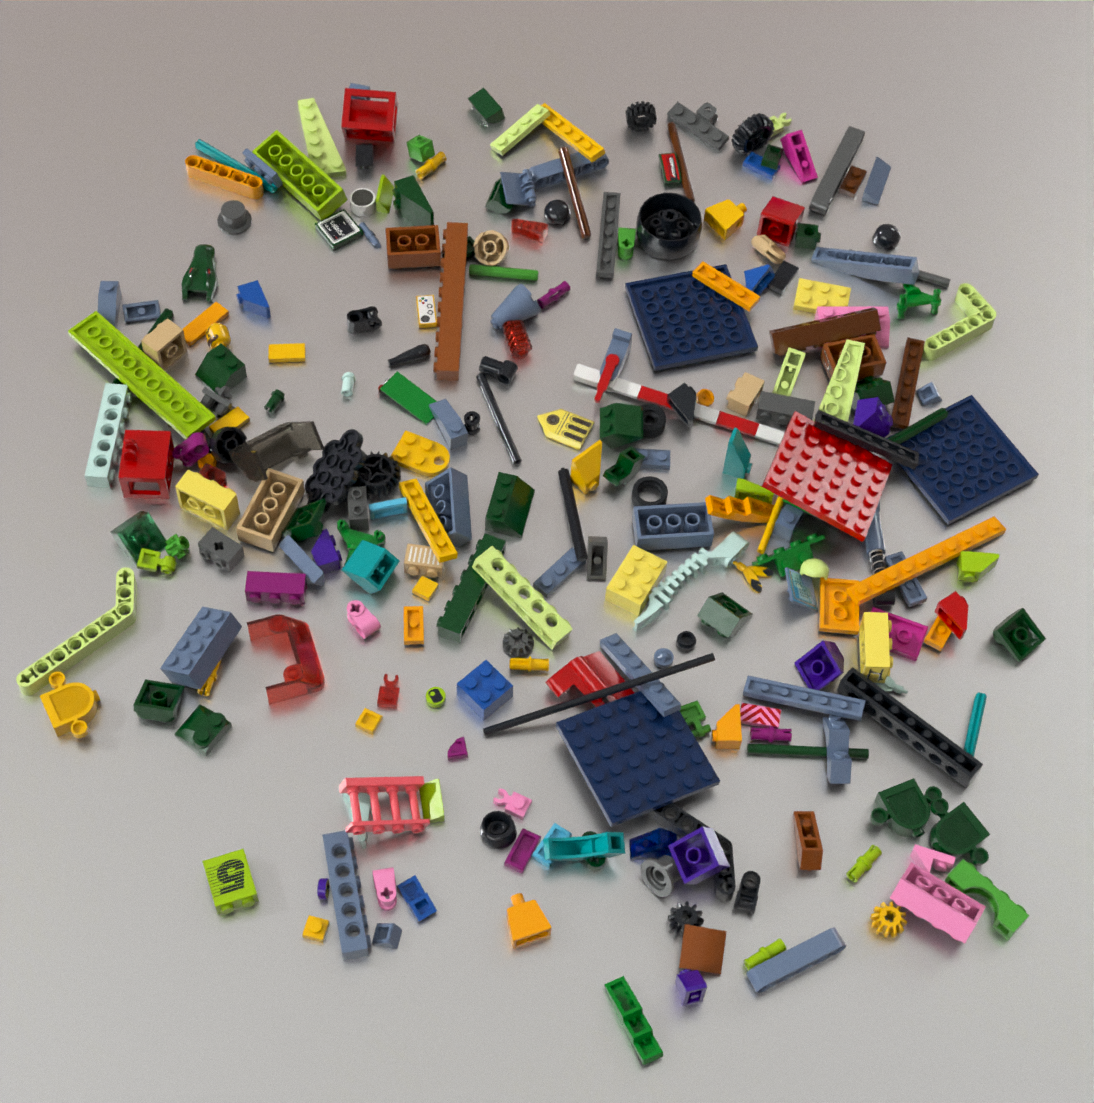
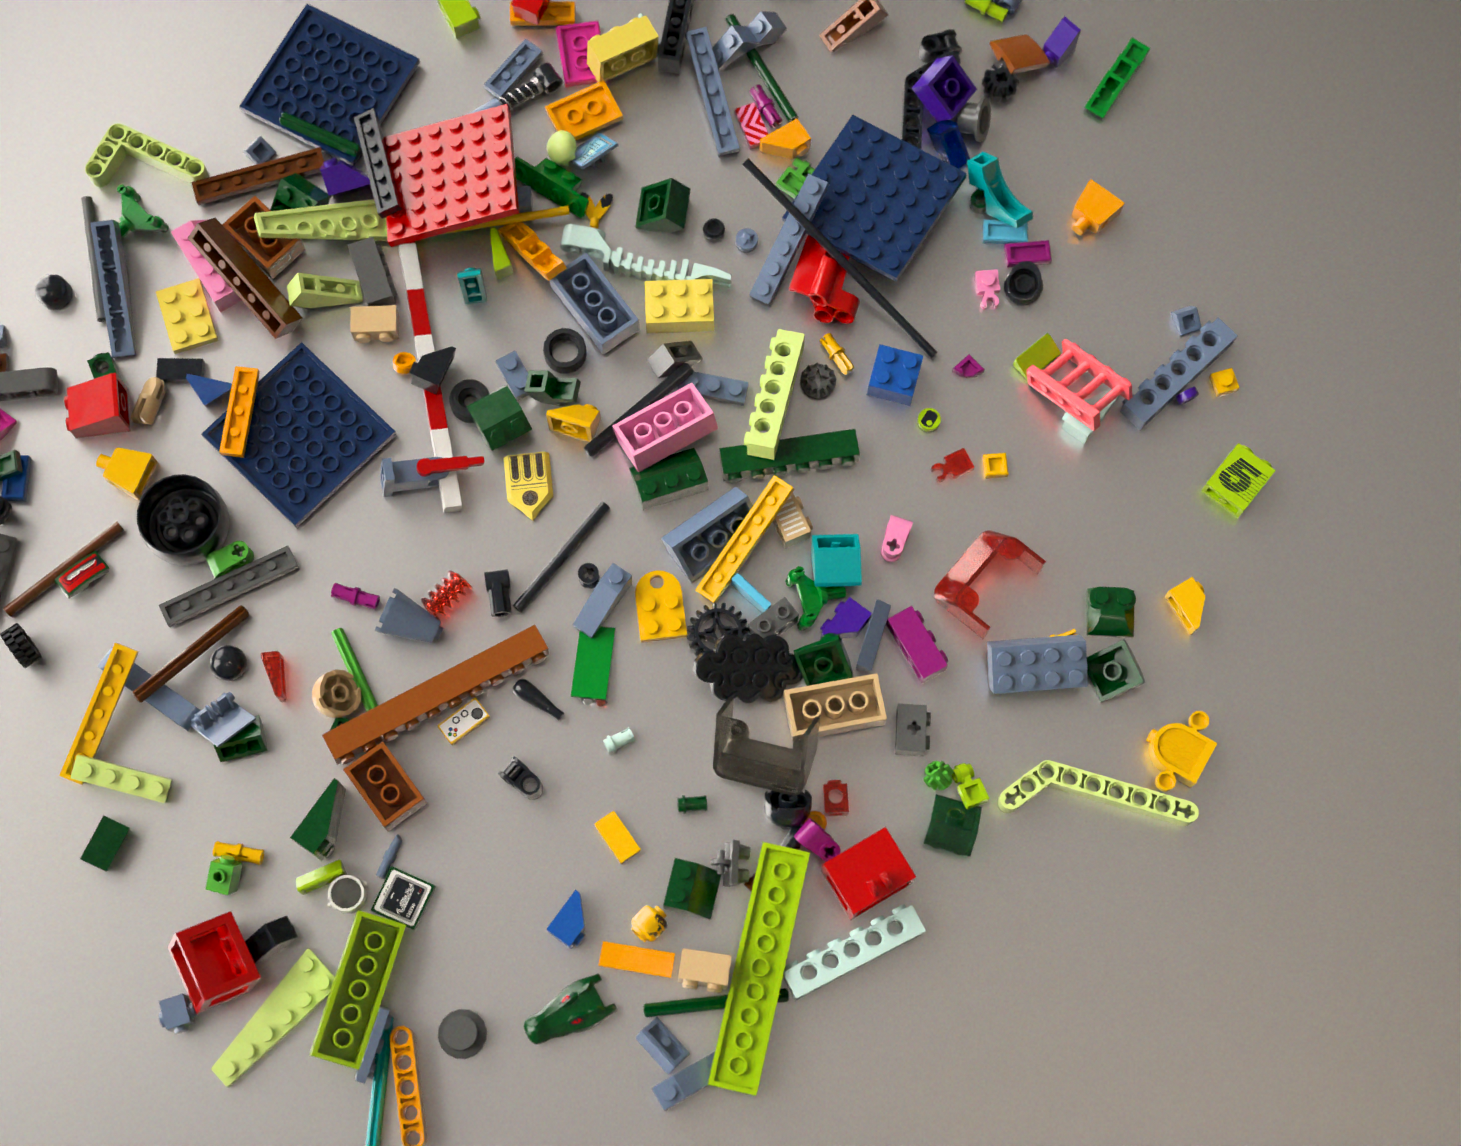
camera: 120 degrees left, 15 degrees up
(167, 781) = (1188, 602): none -> yellow slope
(207, 499) = (867, 777): light yellow brick -> none
(234, 418) = (749, 833): yellow tile -> none
(385, 886) = (1145, 345): bright pink piece -> none
(413, 625) = (867, 486): light orange plate -> none
(416, 898) = (1136, 314): blue slope -> none
(425, 588) = (816, 503): yellow tile -> none
(545, 517) = (665, 427): none -> bright pink brick
(821, 665) = (665, 93): dark purple slope -> none
(925, 560) = (484, 55): light orange plate -> none

